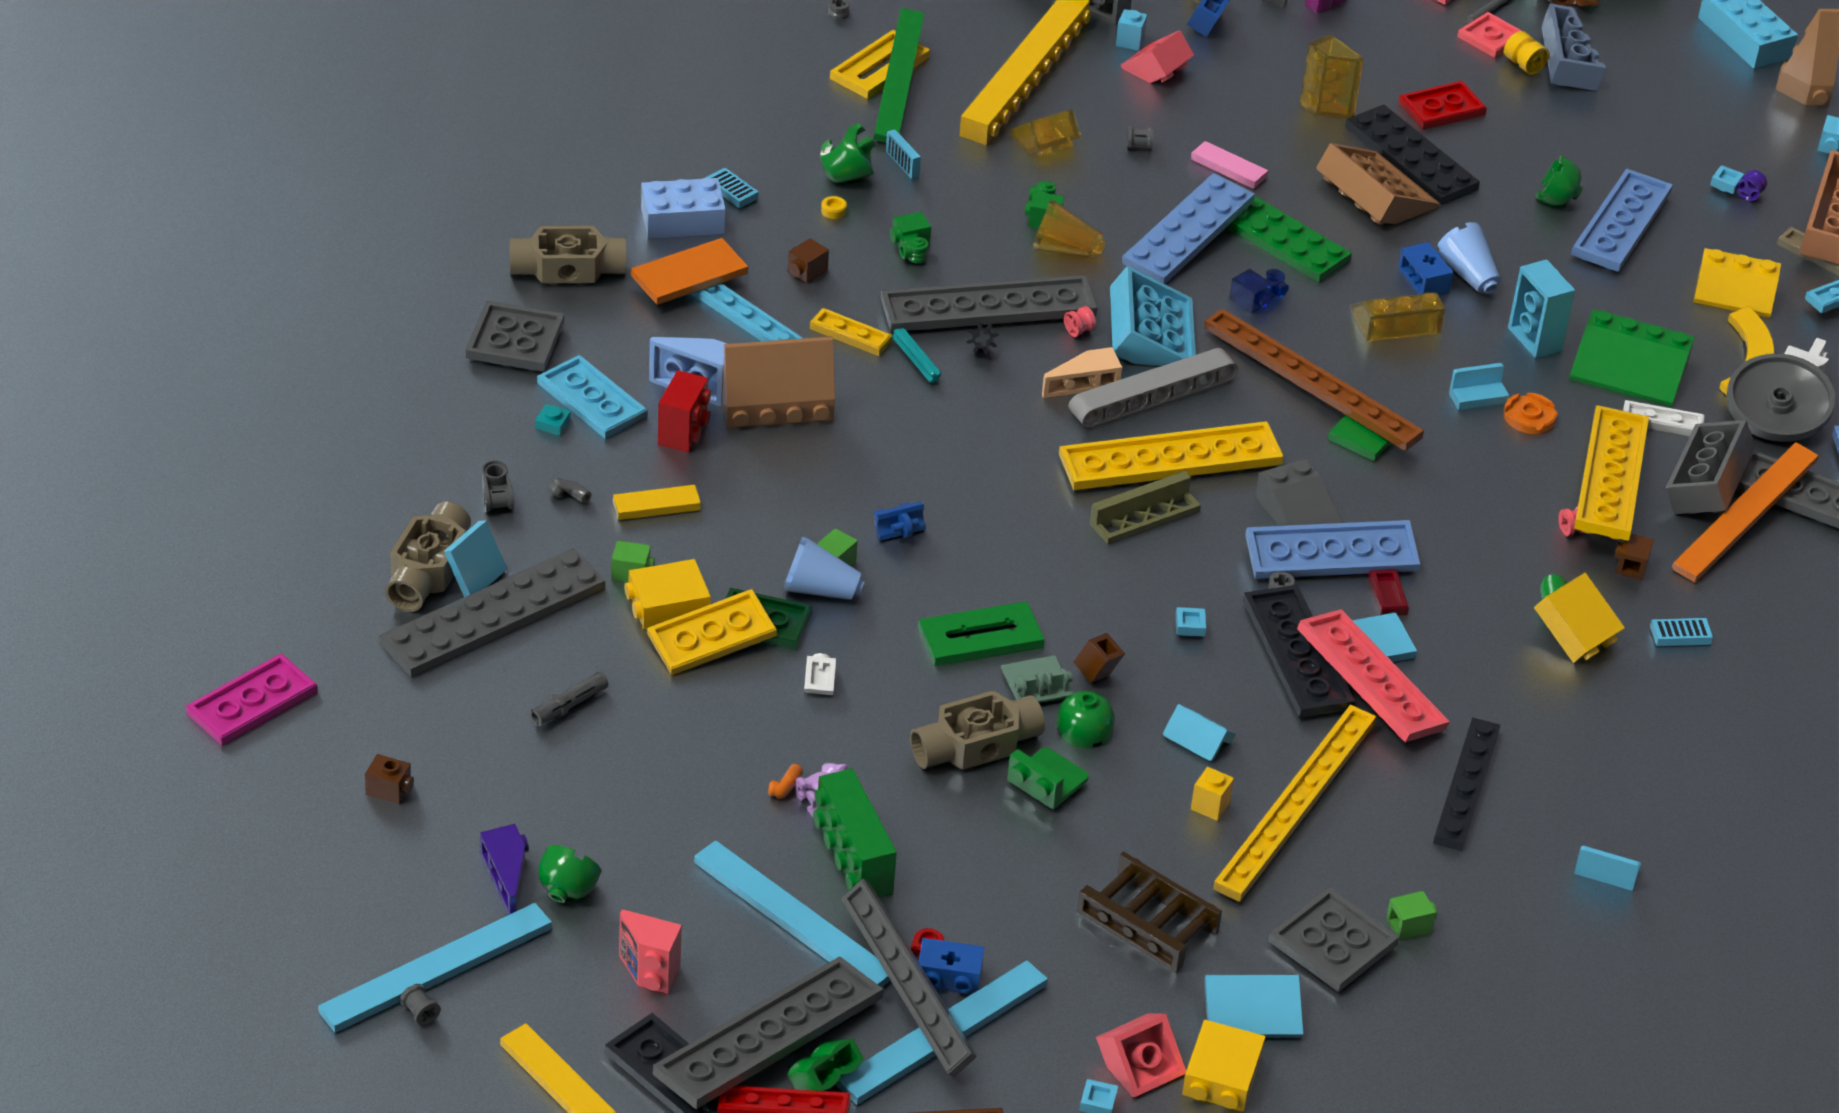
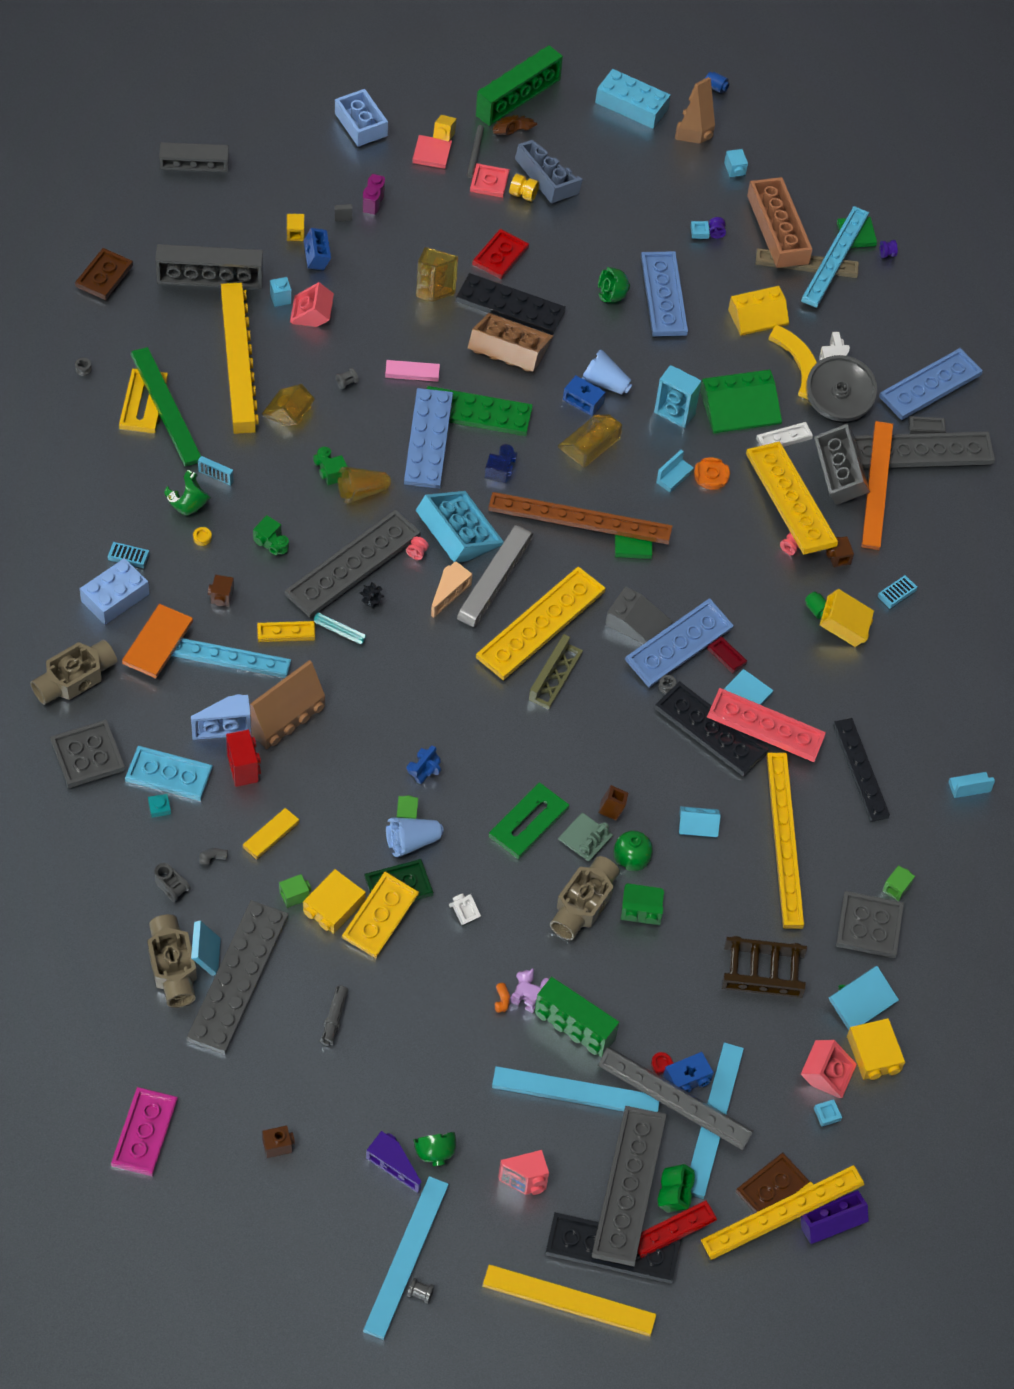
camera: 35 degrees left, 15 degrees up
(1190, 621) = (639, 742): medium azure plate -> none
(1212, 793) = (740, 862): yellow brick -> none

